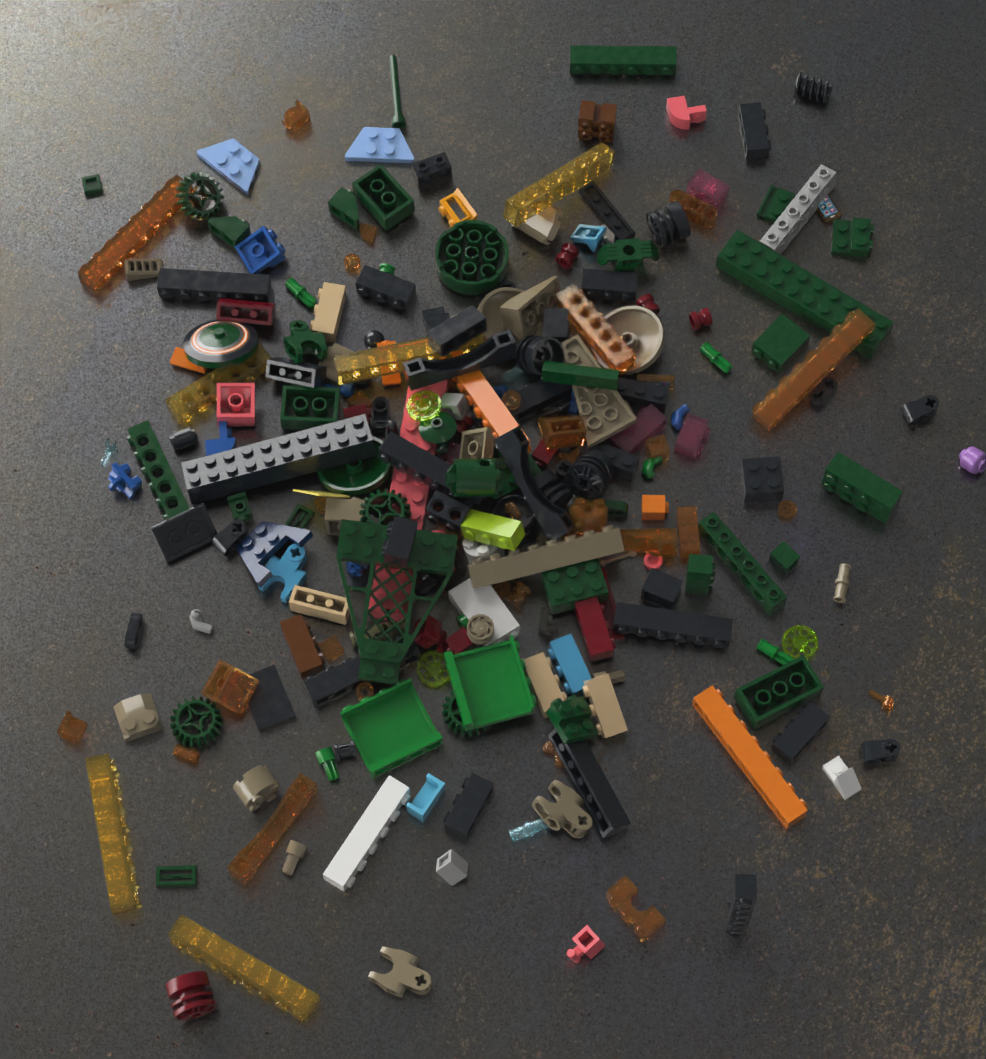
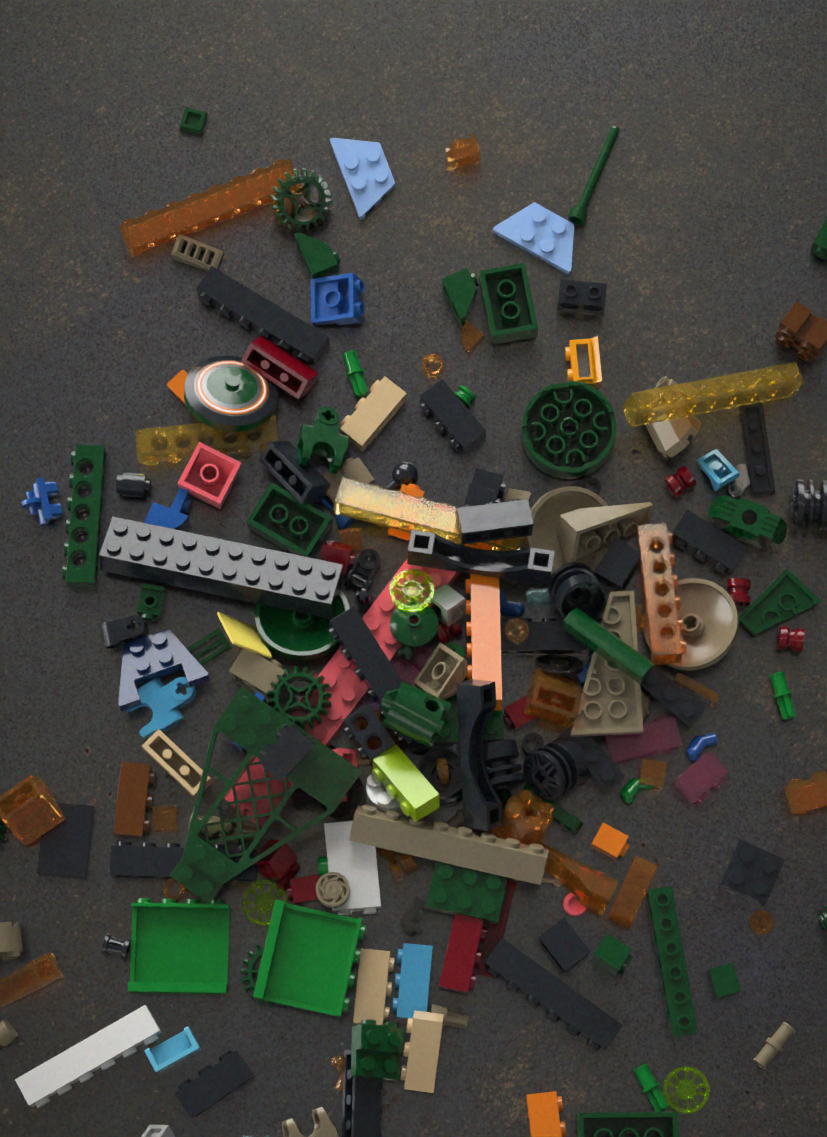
camera: 30 degrees right, 10 degrees up
(109, 449) = (51, 456): clear light blue hand -> none
(184, 532) = (75, 600): black tile -> none
(198, 623) = (37, 713): light grey arm -> none
(326, 758) = (91, 945): green piece -> none
(679, 300) = (778, 603): none -> dark green wing

